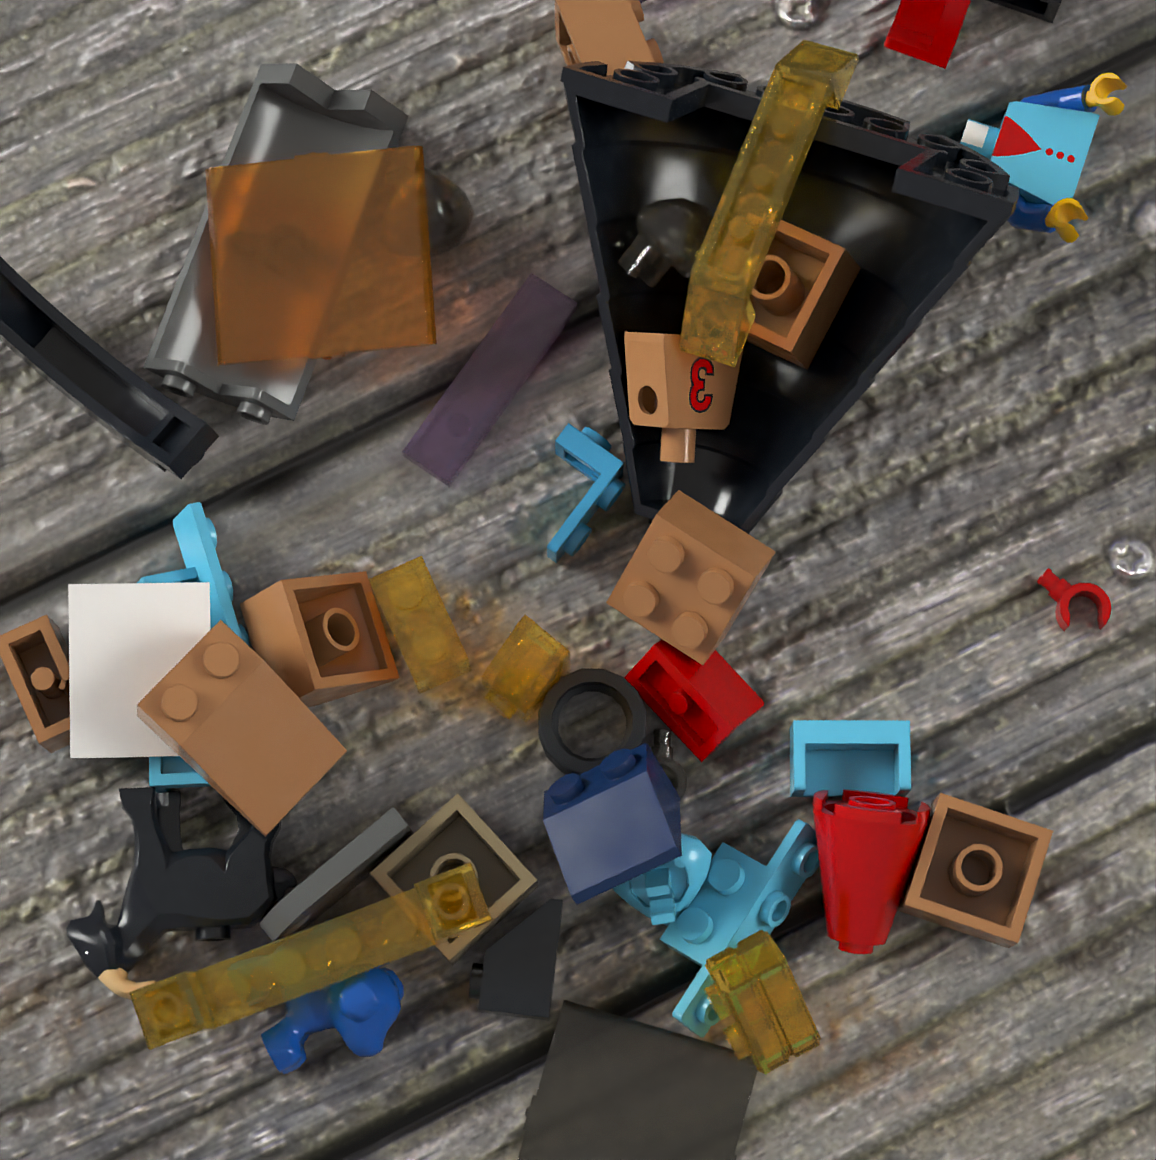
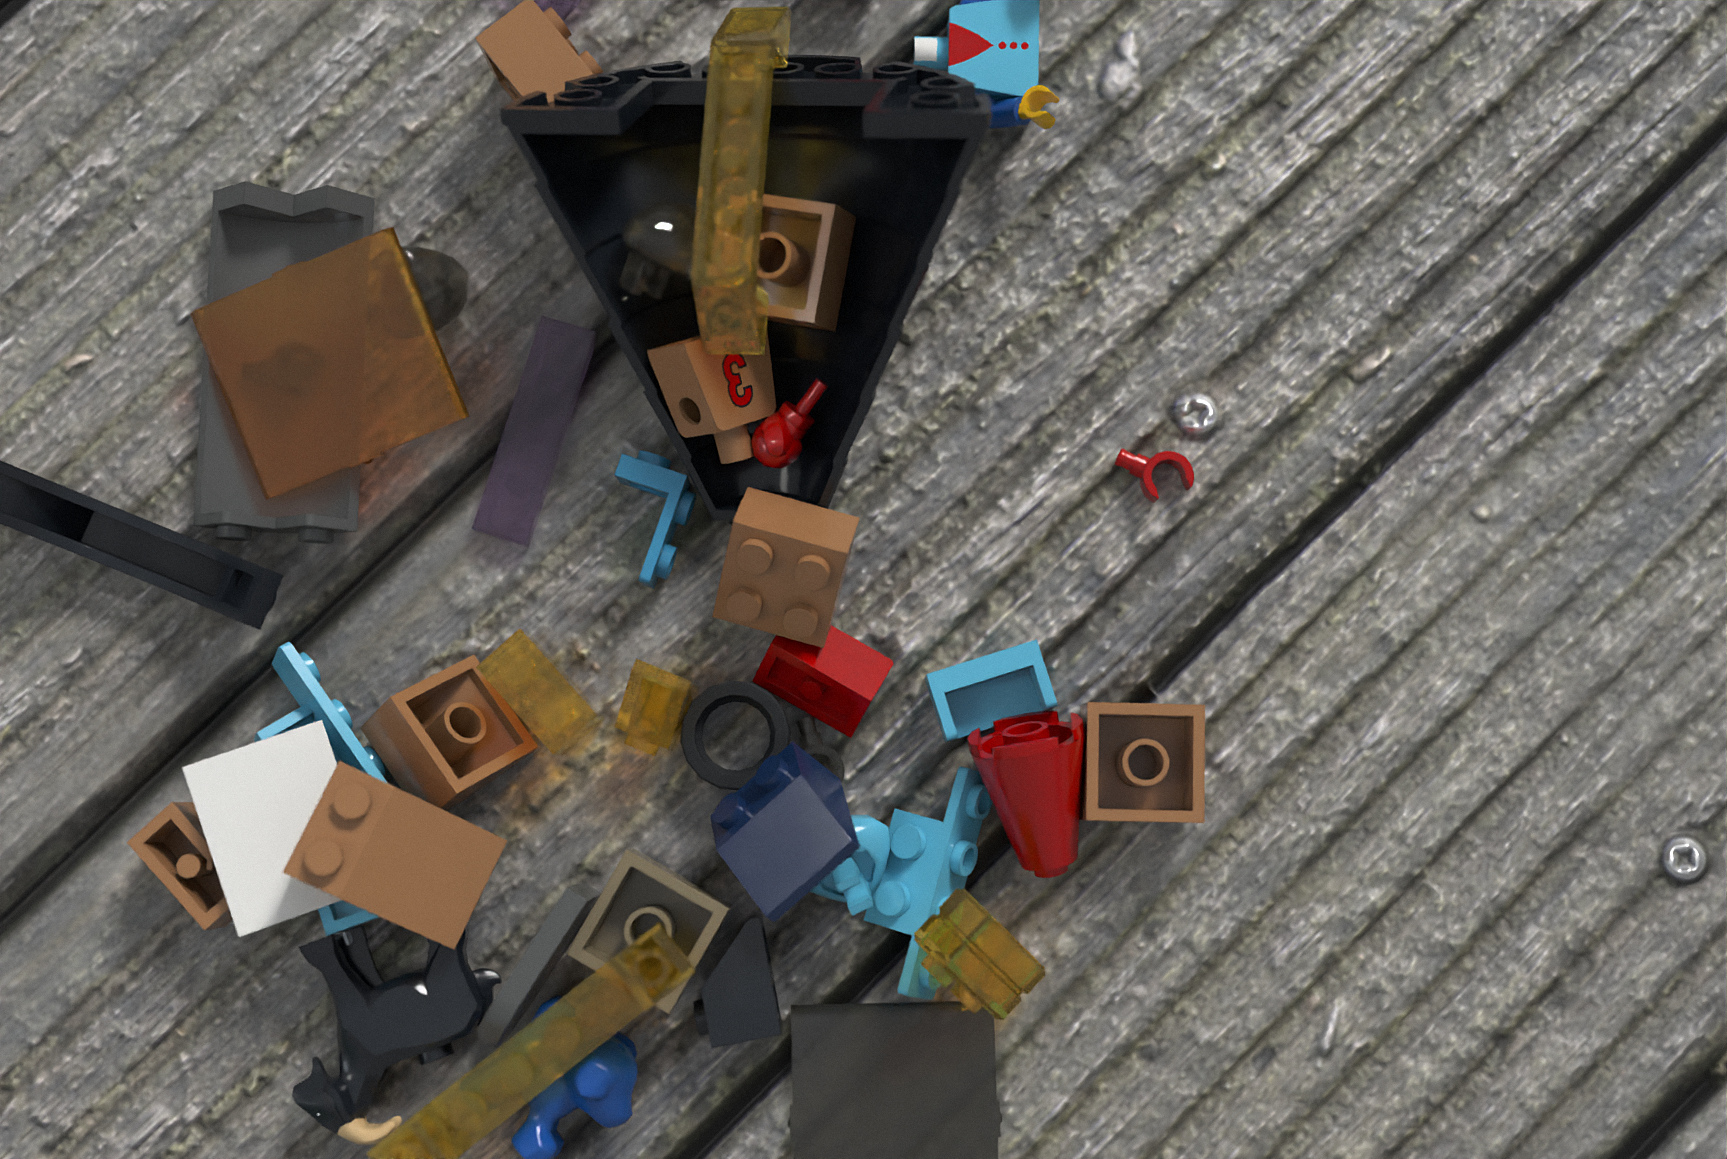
camera: 20 degrees left, 5 degrees up
(723, 451) = (779, 436): none -> red piece

